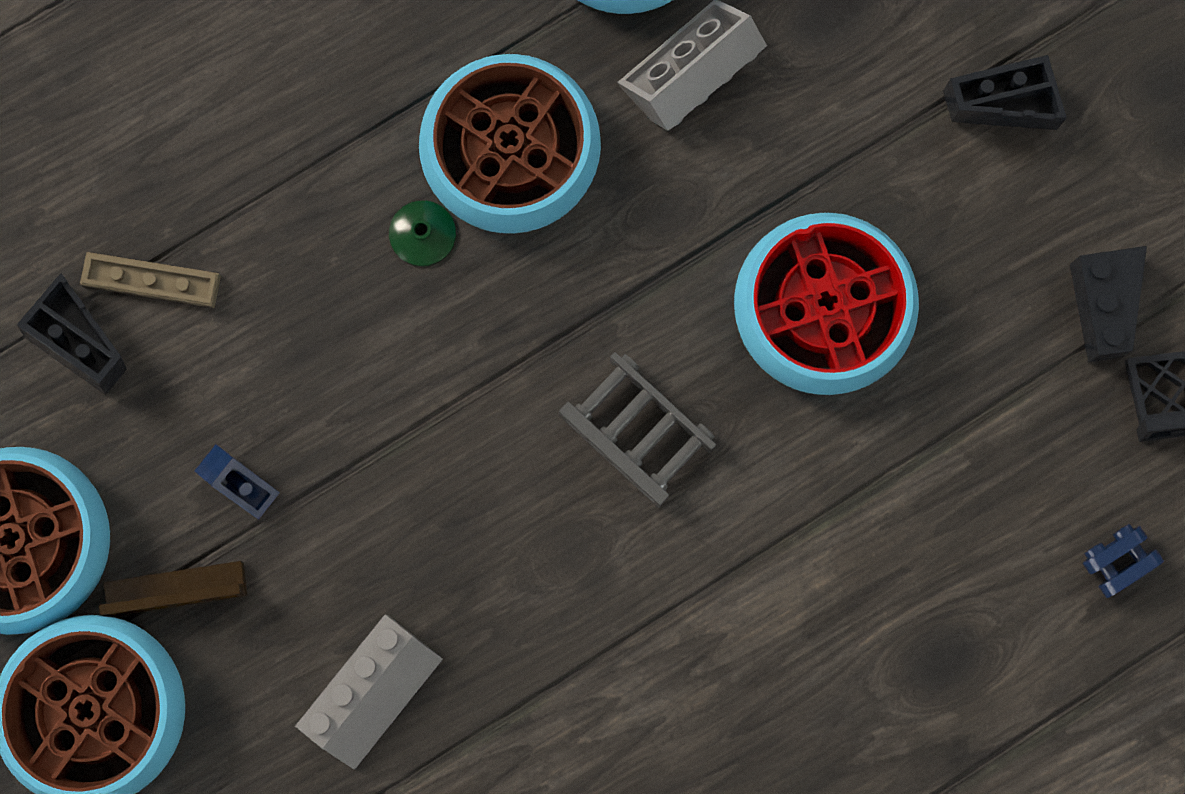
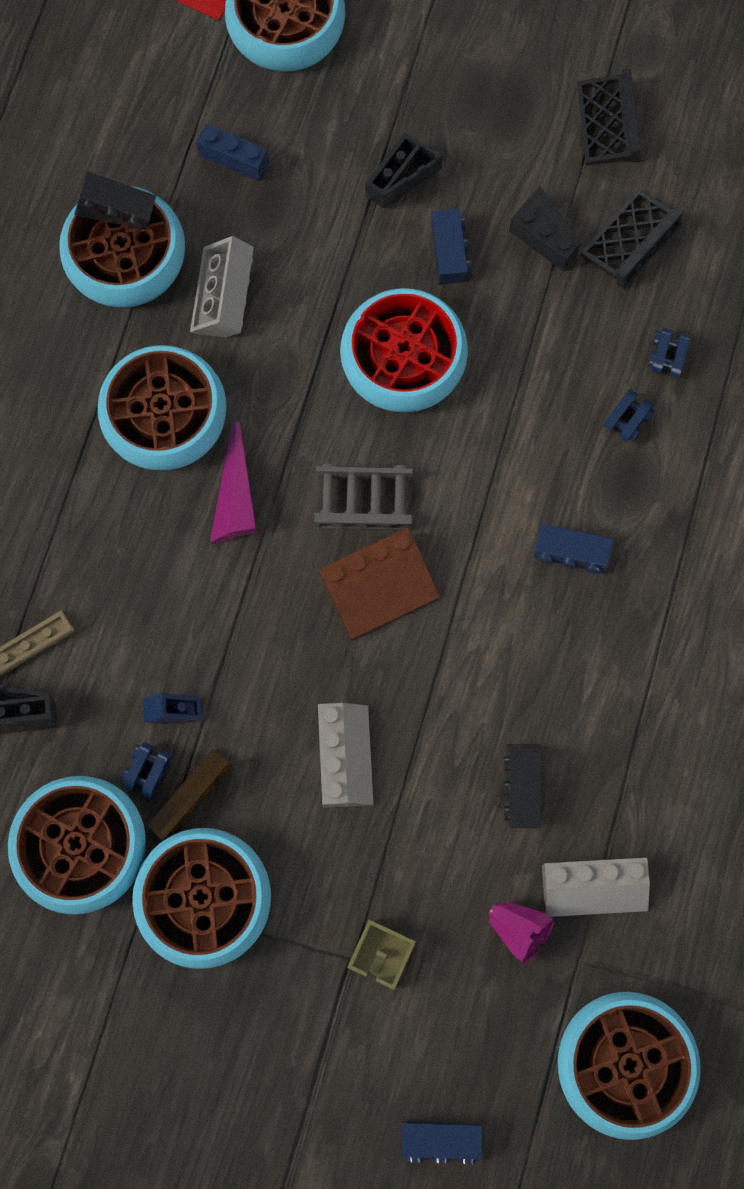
camera: 40 degrees left, 5 degrees down
(135, 517) = (142, 757): none -> dark blue brick
(423, 249) = (159, 506): dark green dish -> none
(494, 317) = (234, 507): none -> magenta wedge
(569, 539) = (379, 583): none -> copper slope
(812, 686) = (573, 548): none -> dark blue brick
(985, 228) = (450, 246): none -> dark blue brick
(997, 609) = (642, 413): none -> dark blue brick

